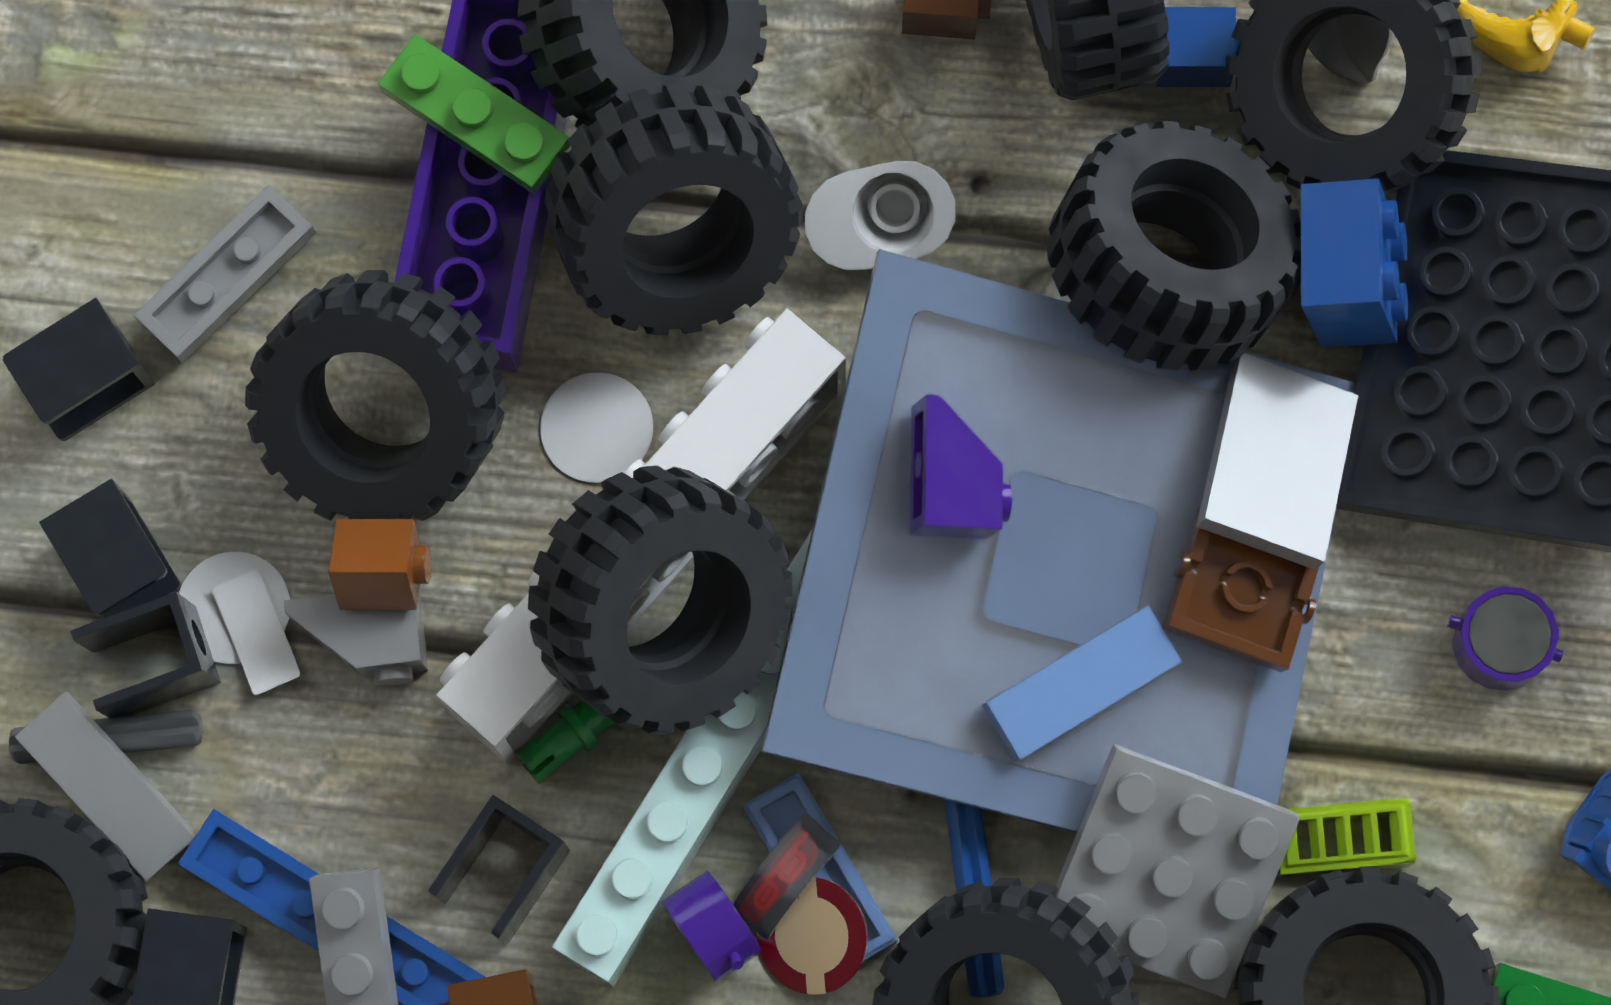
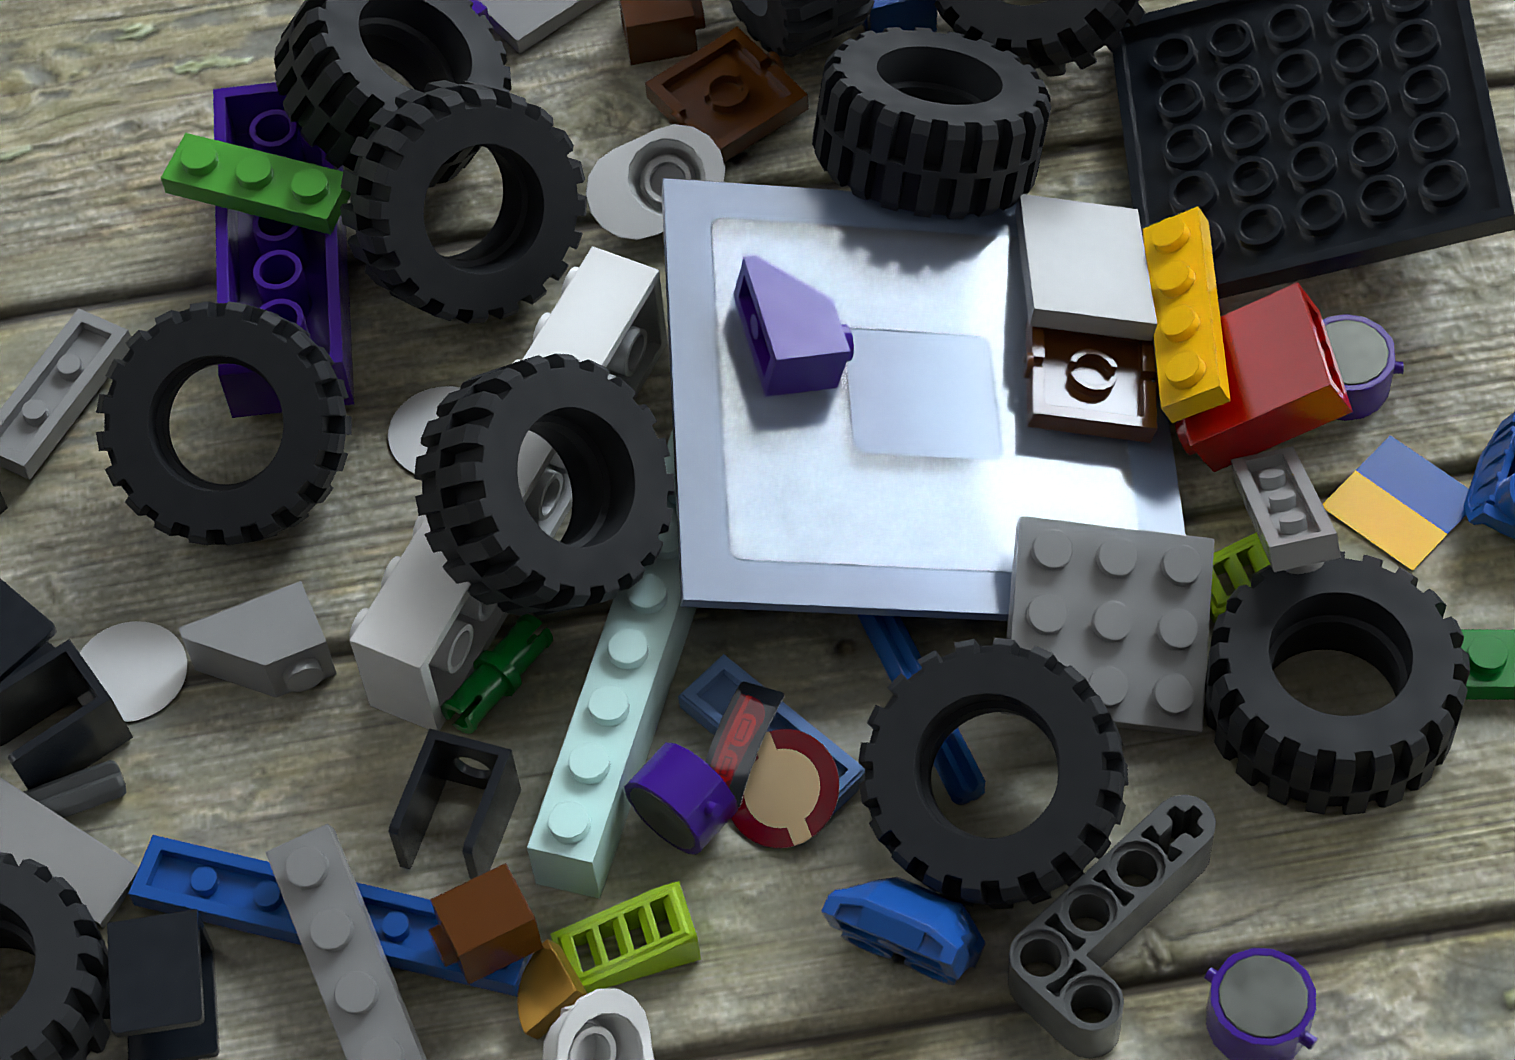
camera: 15 degrees left, 20 degrees down
(256, 631) = (156, 681): white sticker -> none
(378, 564) = (263, 562): dark orange brick -> none
(986, 114) = (729, 93): none -> reddish brown plate
(1081, 683) = (967, 484): medium blue tile -> none
(1351, 263) = (1095, 97): blue brick -> none
(1359, 551) = (1187, 315): none -> yellow plate
(1377, 811) = (1285, 511): none -> light grey plate
(1404, 638) = (1278, 381): none -> red brick
(1506, 798) = (1399, 502): none -> sticker

